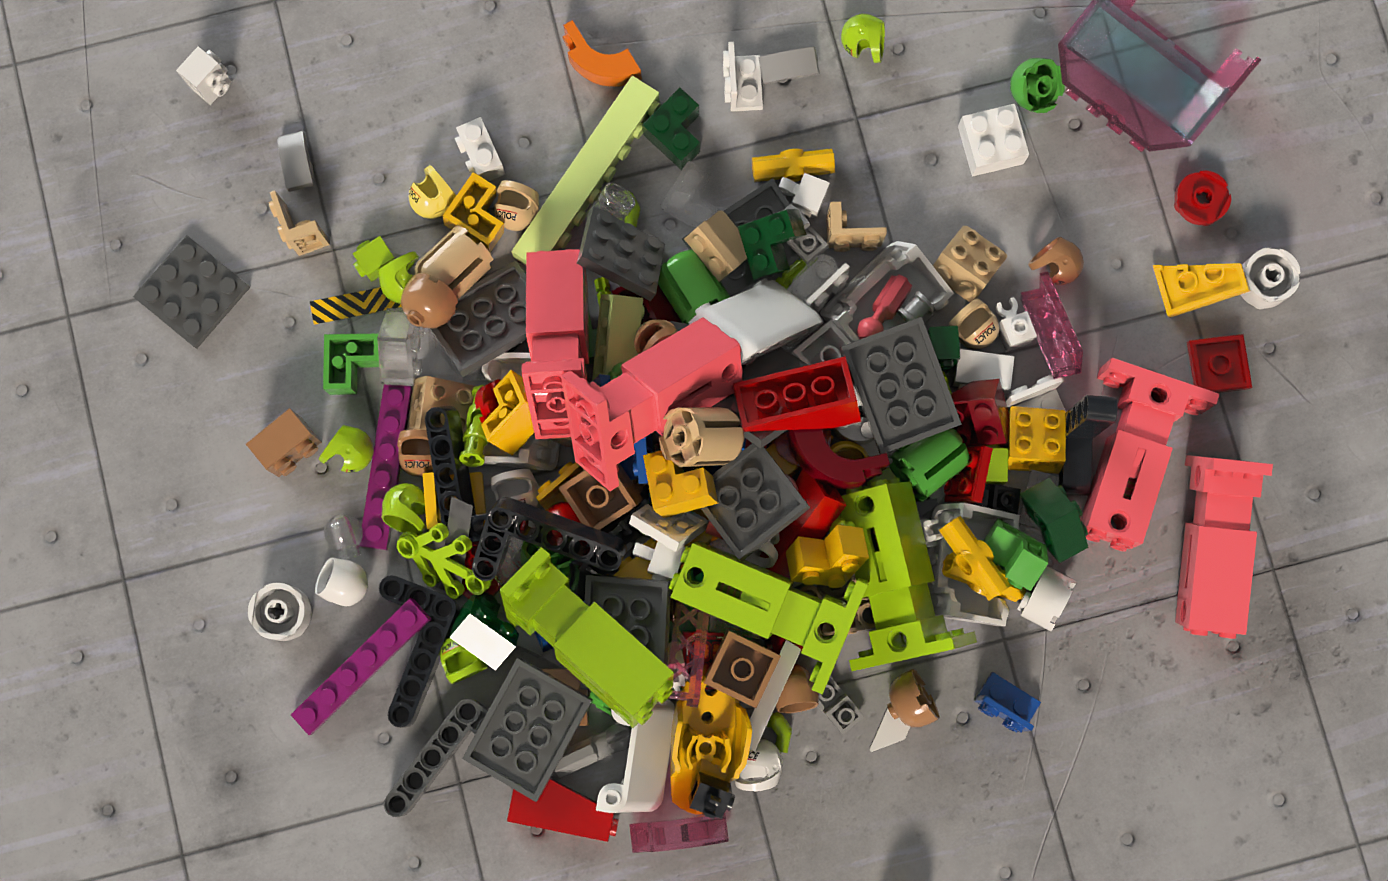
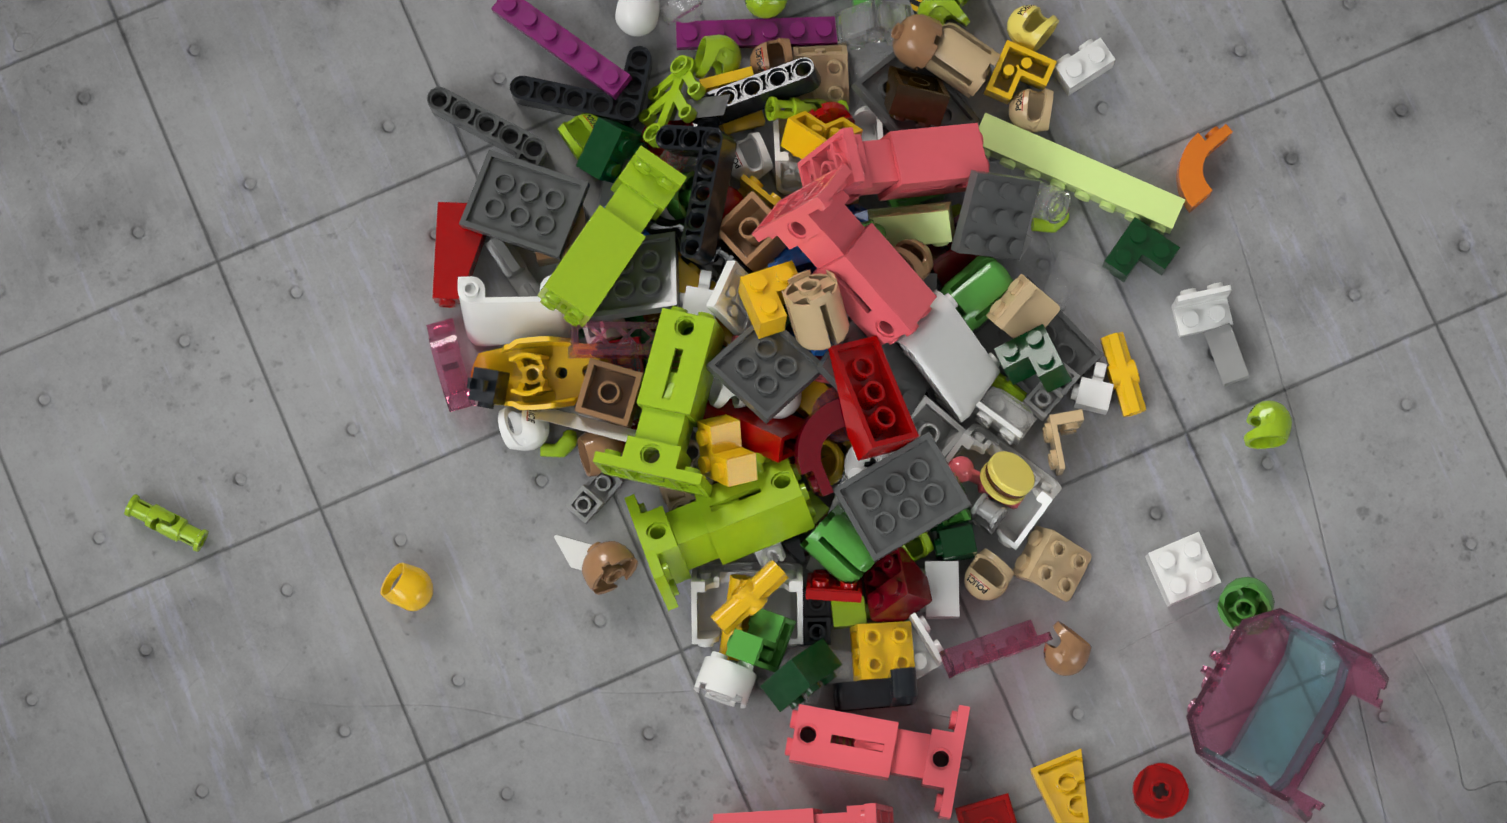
camera: 85 degrees right, 0 degrees up
(485, 313) = (915, 97): none -> dark brown slope
(886, 286) = (1007, 478): none -> light yellow head
(1008, 702) = (618, 658): blue bracket -> none
(1015, 329) = (991, 616): white brick -> none

